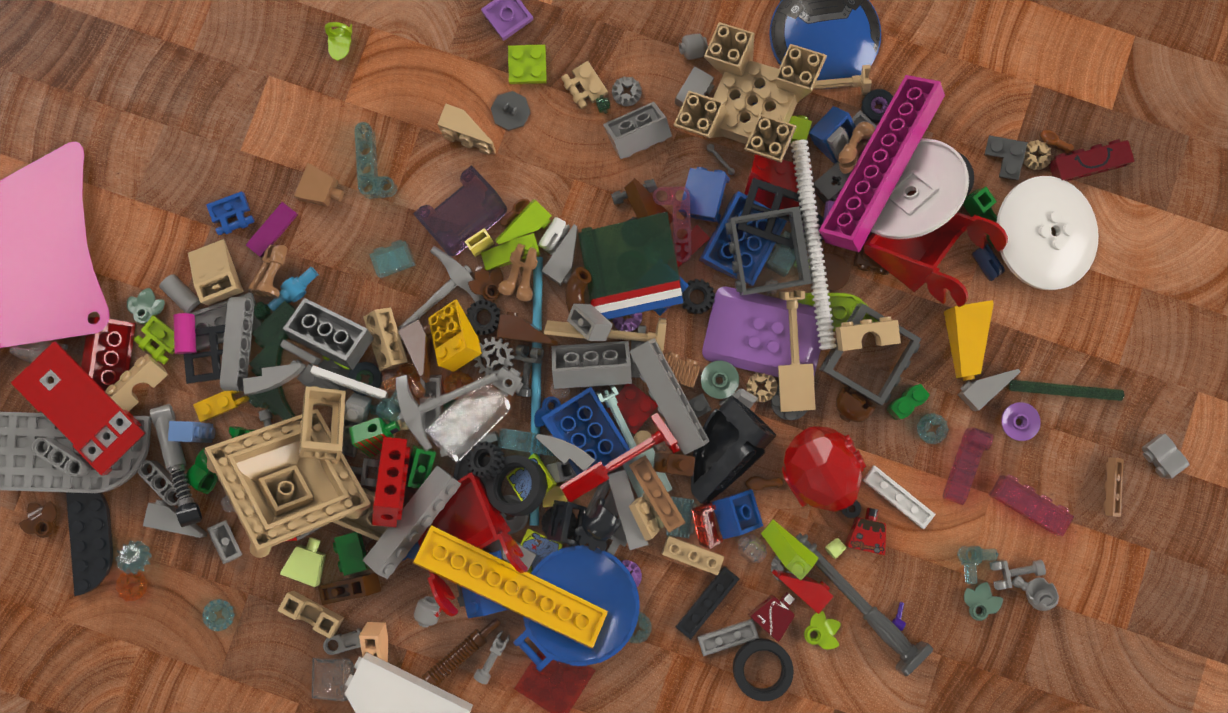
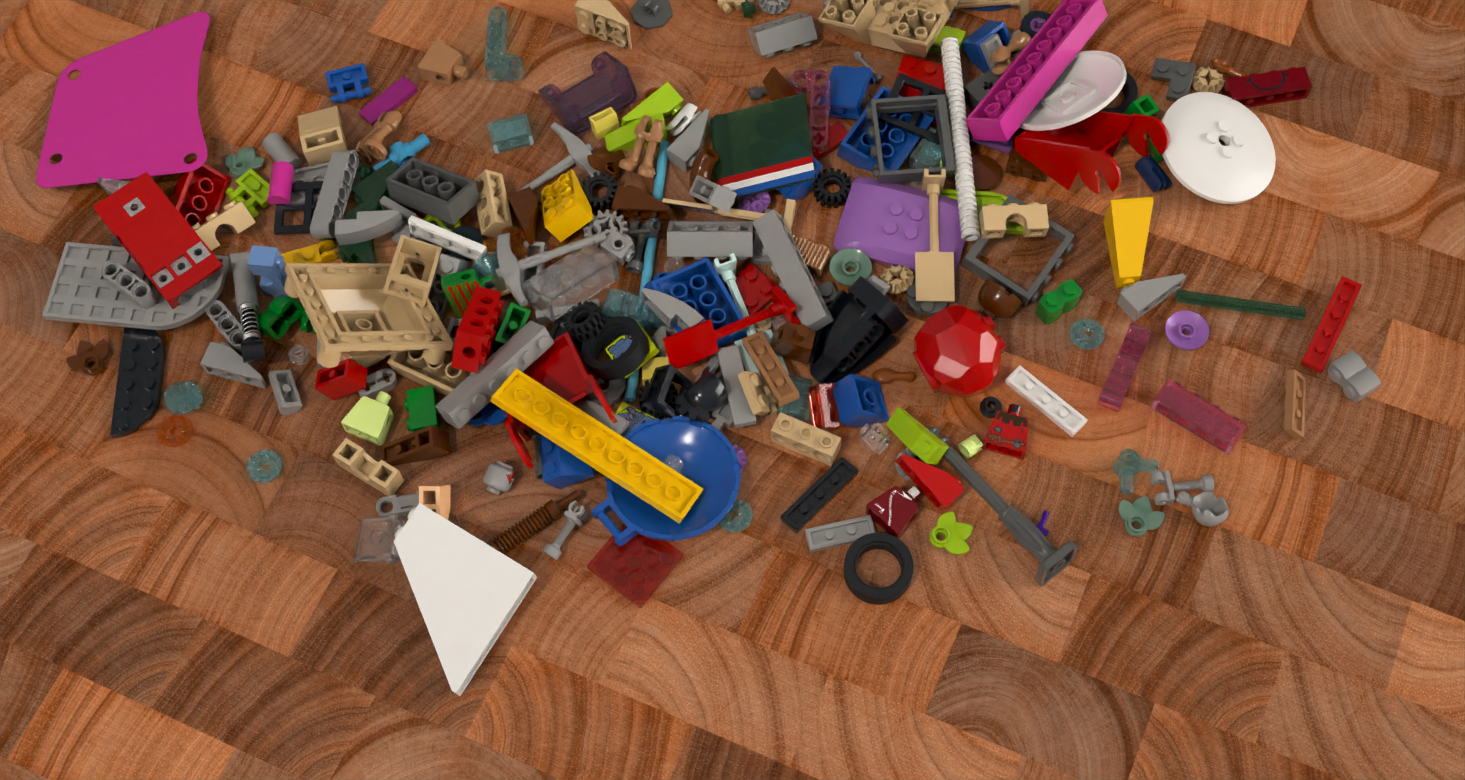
camera: 10 degrees right, 20 degrees down
(579, 589) = (674, 462): none -> clear plate
(1146, 405) = (1331, 324): none -> red plate

